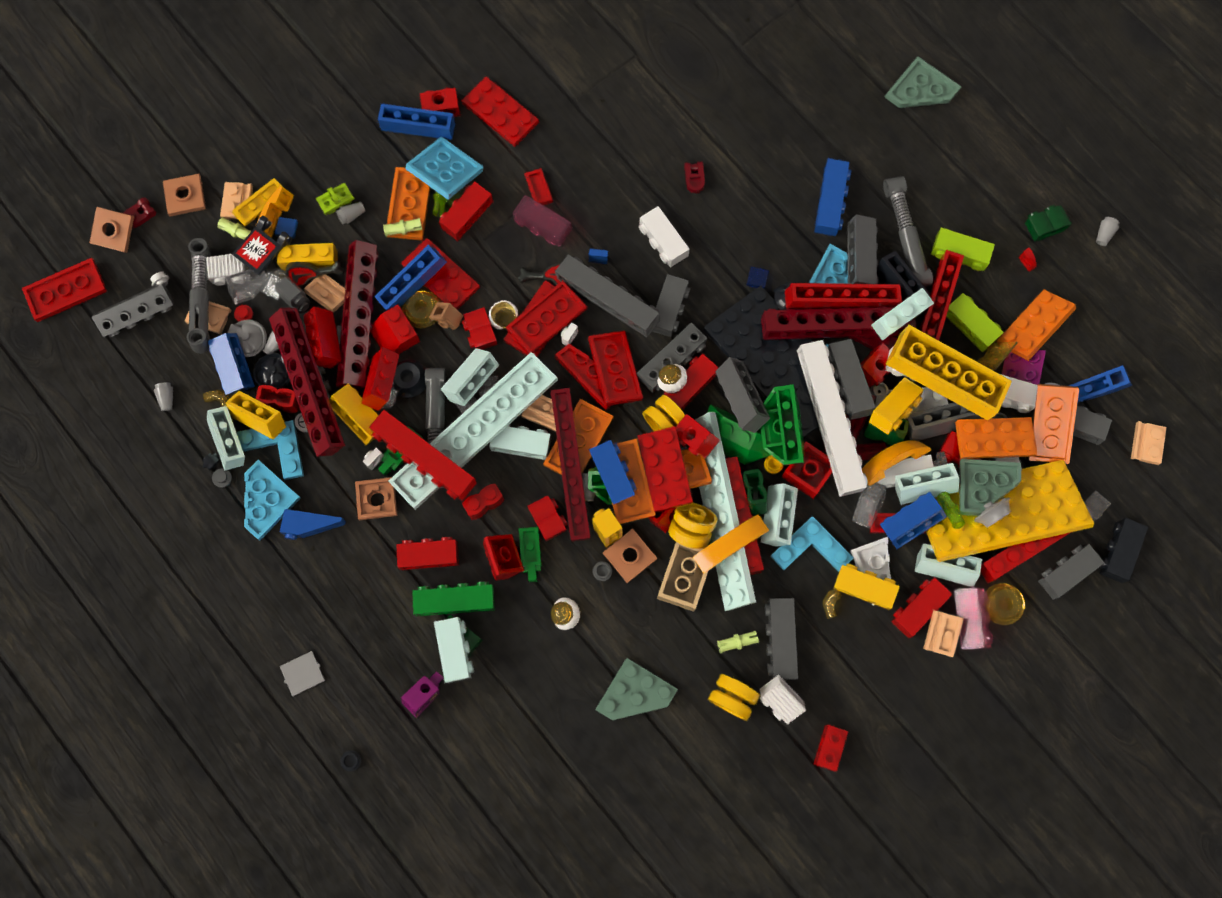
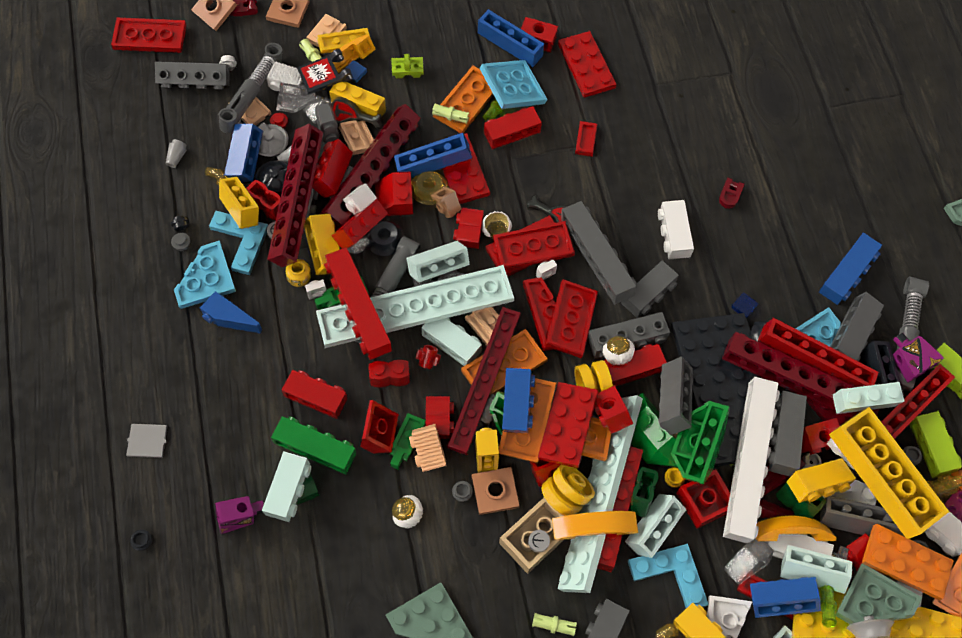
camera: 25 degrees right, 10 degrees down
(225, 438) = (202, 209): light aqua brick -> none
(350, 212) = (413, 83): light grey cone -> none
(352, 458) = (298, 273): none -> yellow head
(364, 492) = (292, 313): nougat piece -> none
(366, 355) = (359, 199): none -> white brick
(508, 468) = (428, 356): none -> red gear
(542, 221) = (574, 166): clear pink brick -> none
(554, 550) = (428, 448): none -> light nougat brick
(598, 256) = (608, 217): blue tile -> none
(691, 581) = (539, 541): none -> light grey tile
(923, 254) = (915, 356): none -> magenta torso
(957, 342) = (913, 454): none -> dark grey plate

